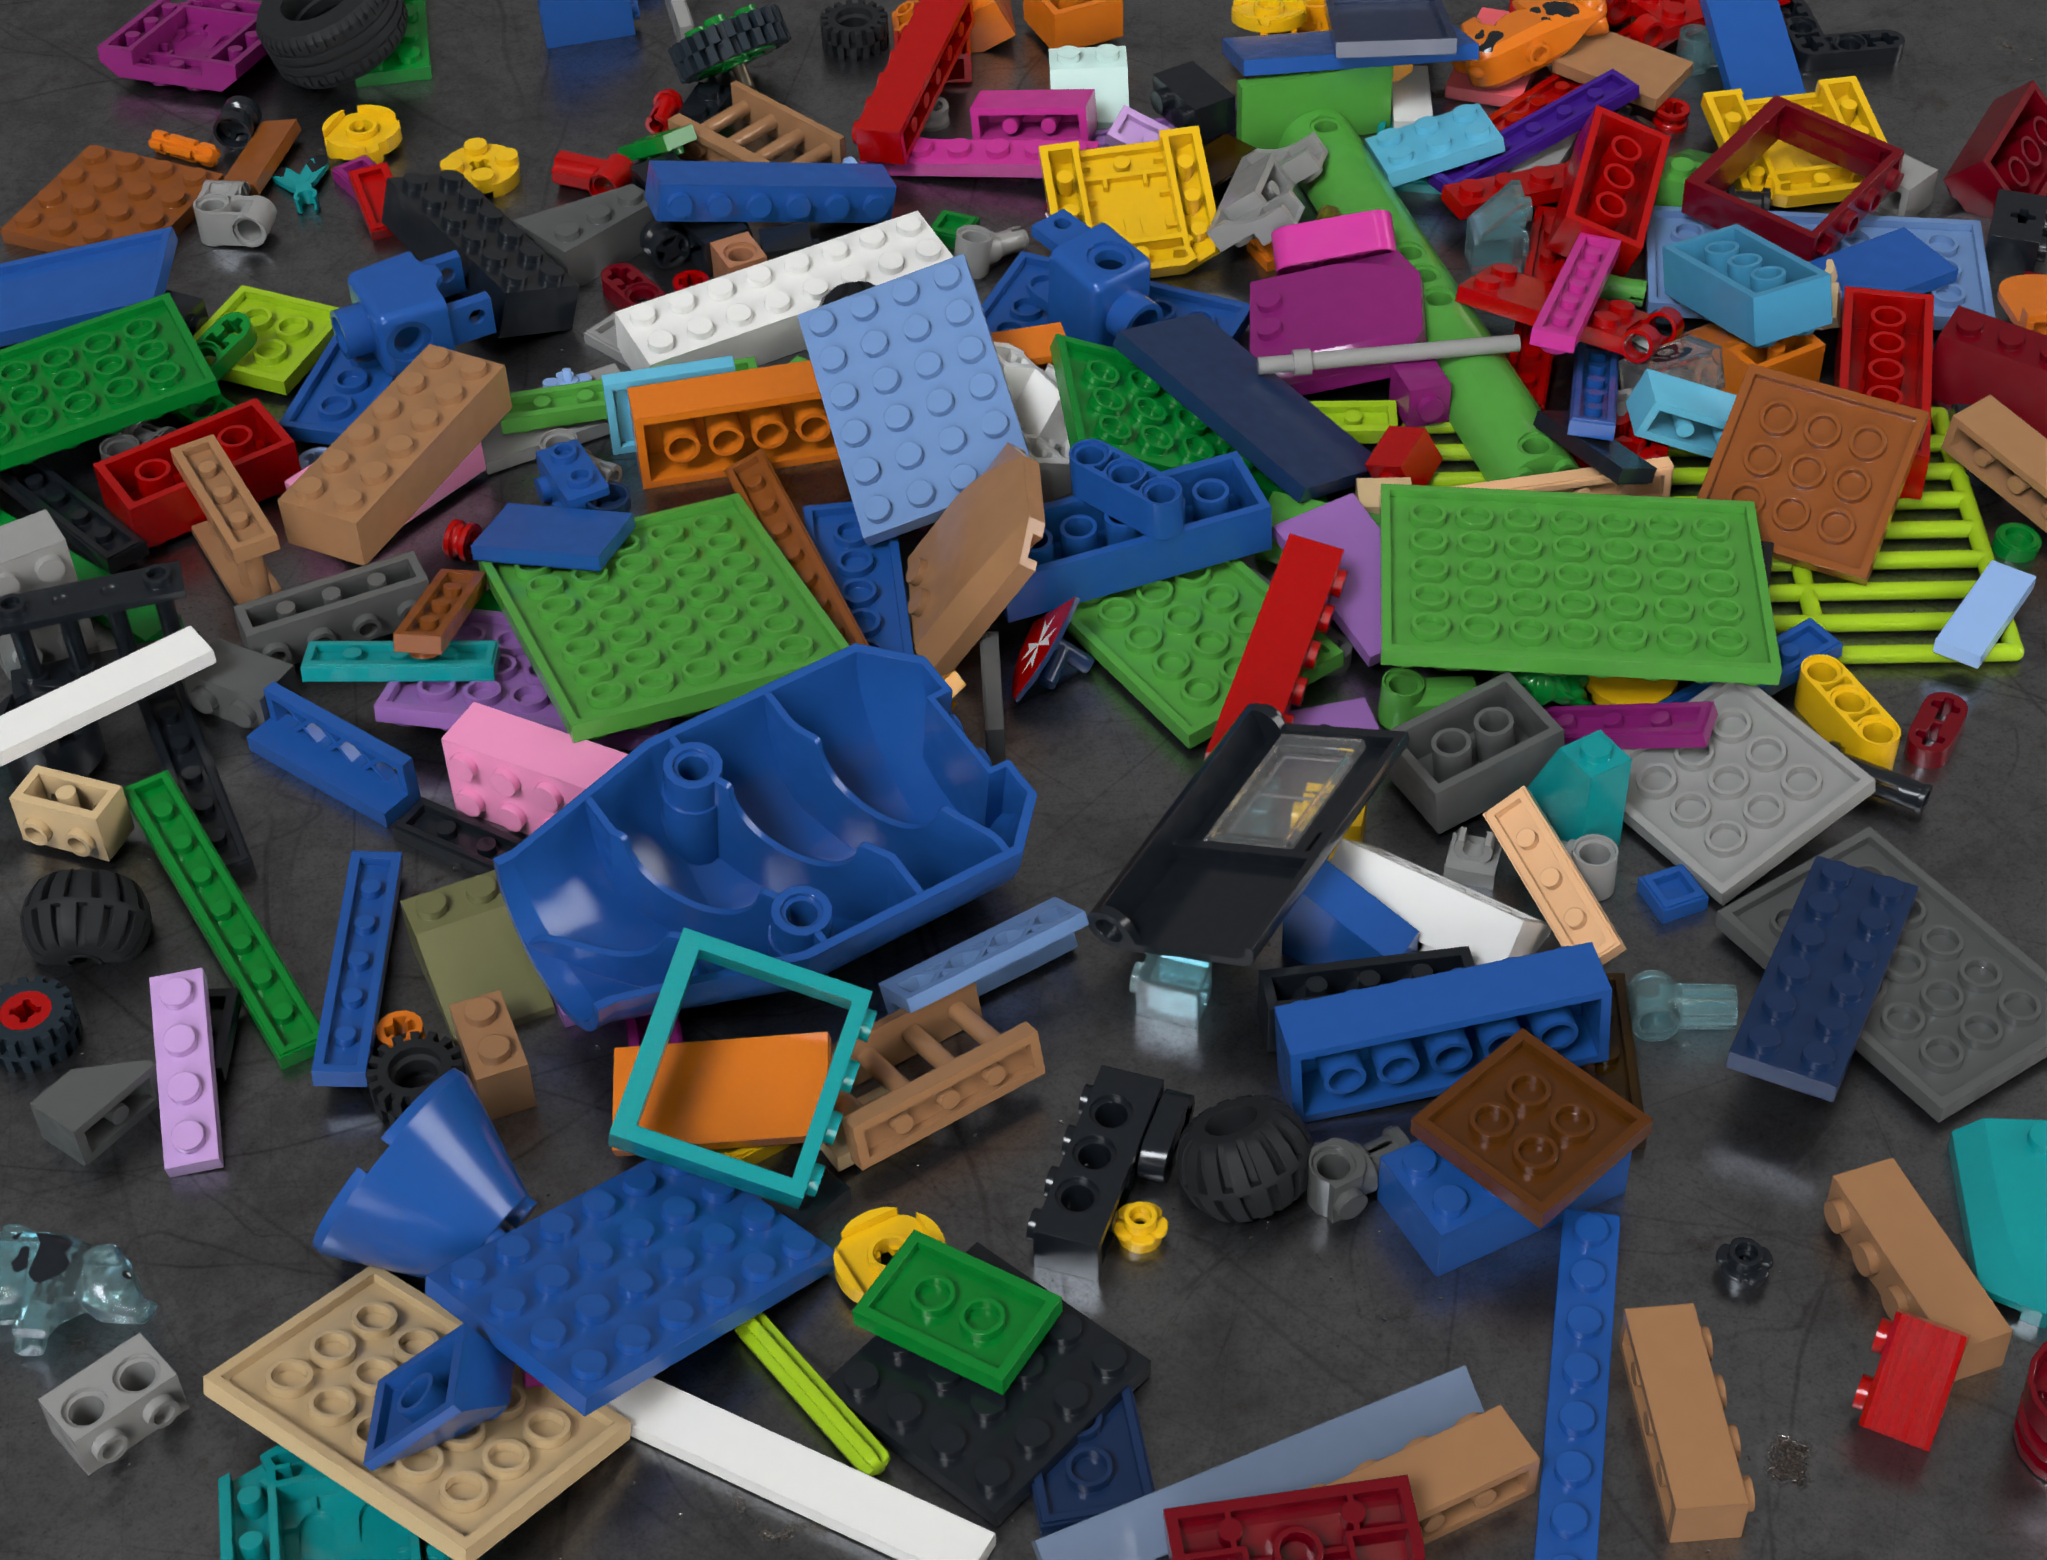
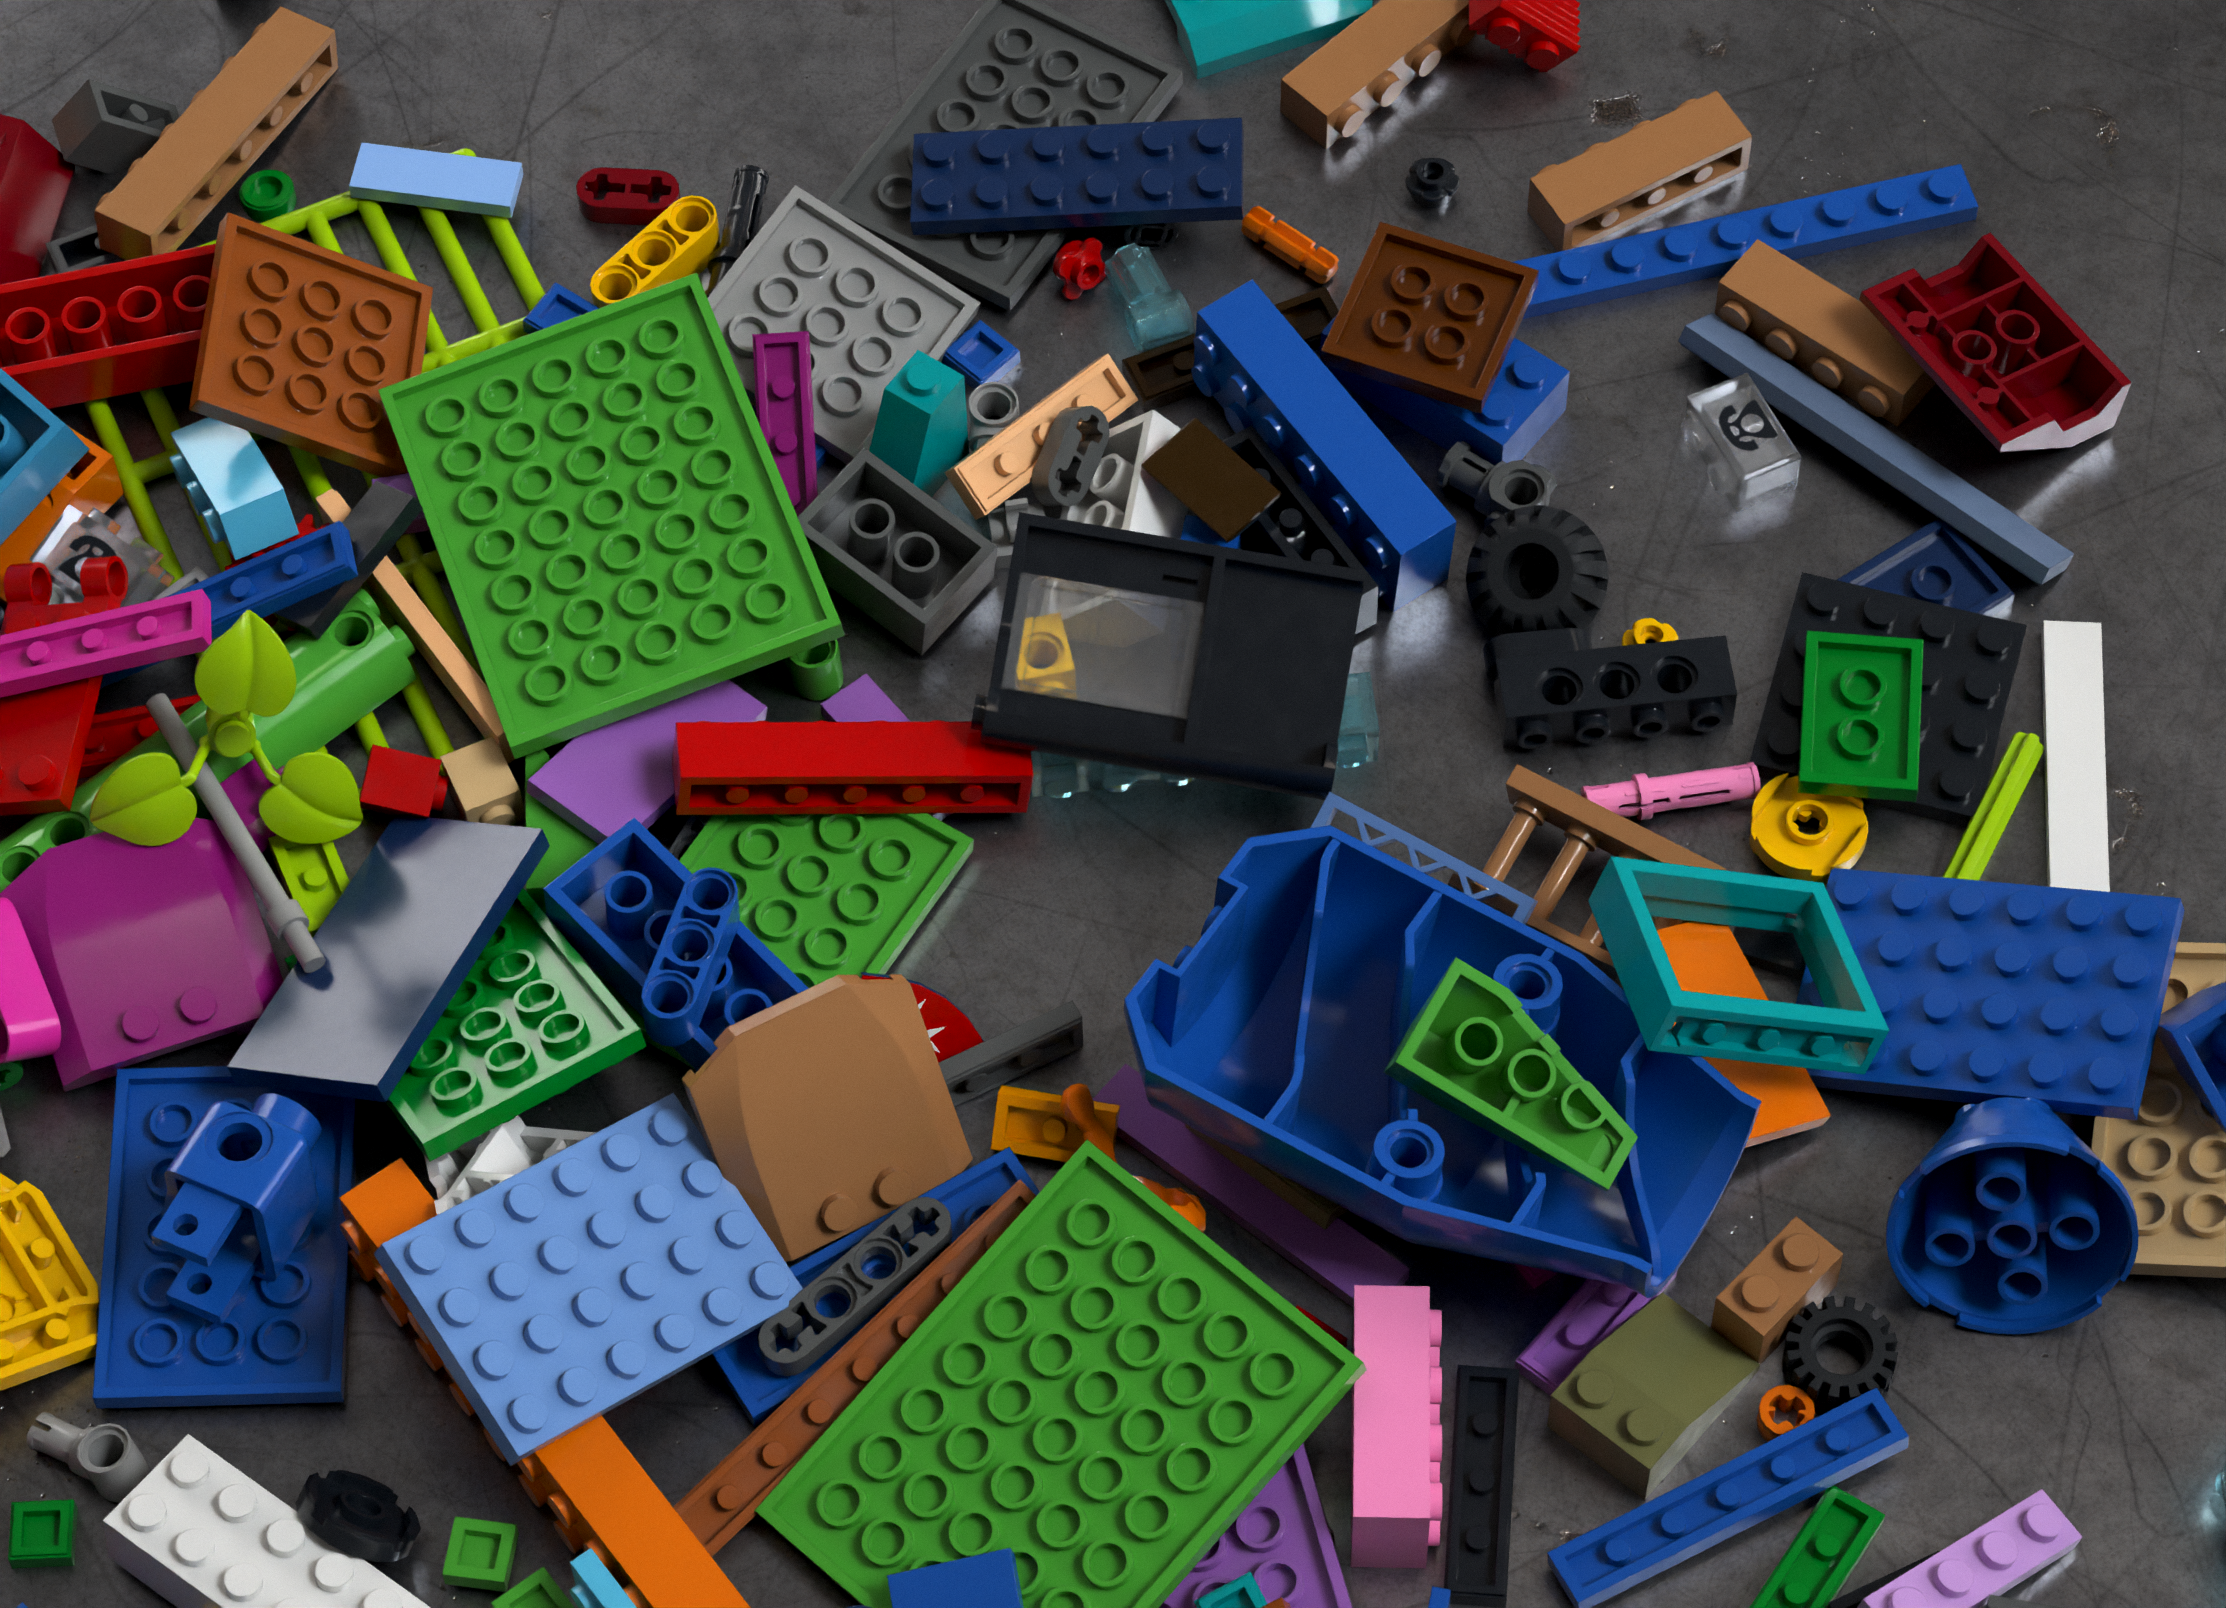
camera: 115 degrees left, 15 degrees up
(753, 853) = (1497, 1069): none -> bright green wedge
(860, 565) = (862, 1291): none -> dark grey beam
(986, 1158) = (1678, 791): none -> bright pink pin
(1316, 1370) = (1740, 443): none -> clear brick
(1423, 921) = (1211, 480): none -> dark brown piece
(1460, 349) = (235, 677): none -> lime plant
(1517, 895) = (1070, 456): none -> dark grey beam
(1709, 1132) = (1289, 245): none -> orange axle
(1739, 969) = (1079, 266): none -> red plate

